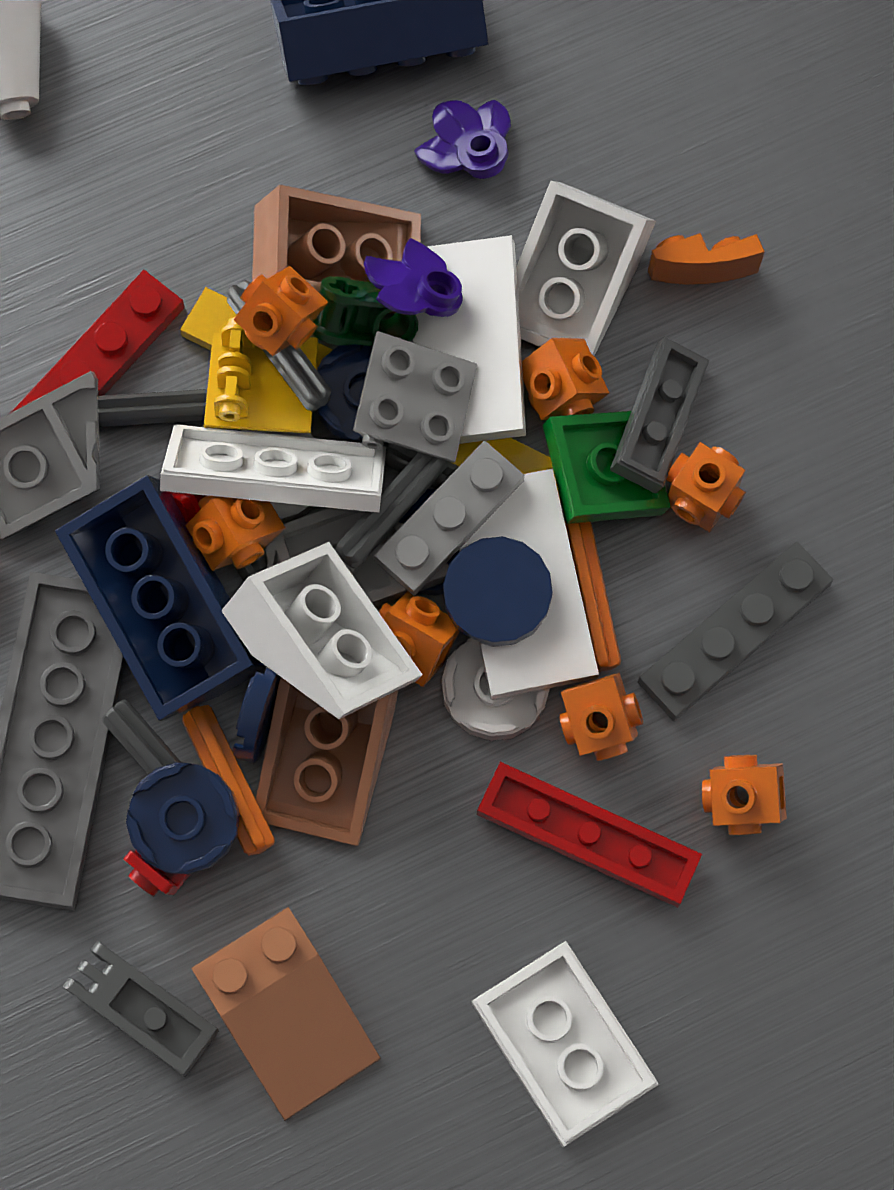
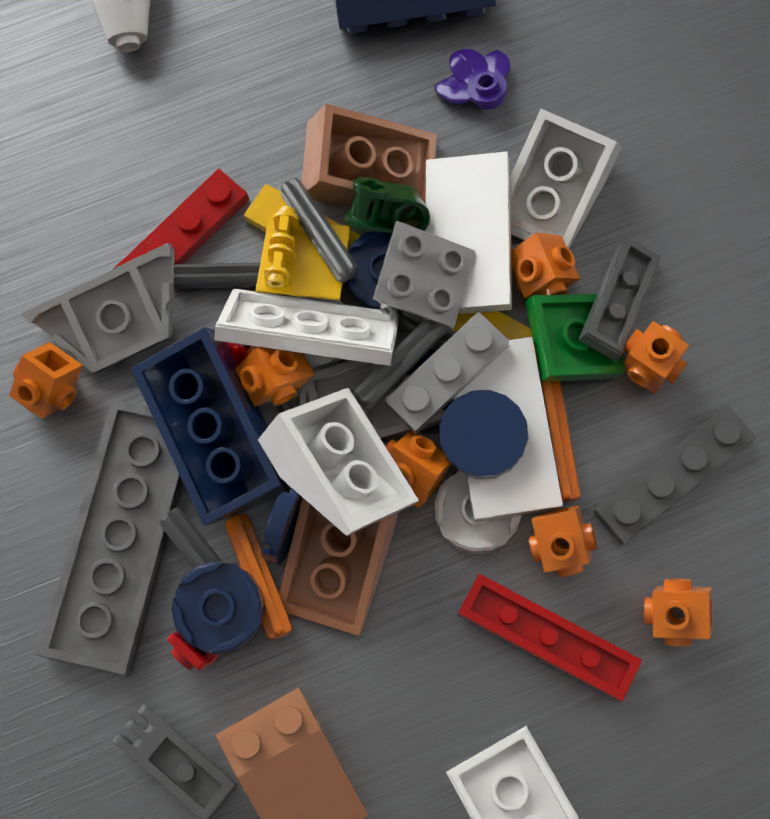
camera: 10 degrees right, 0 degrees up
(280, 311) = (319, 201): orange brick -> none
(415, 283) = (429, 185): dark purple plate -> none
(689, 261) = (650, 180): orange slope -> none

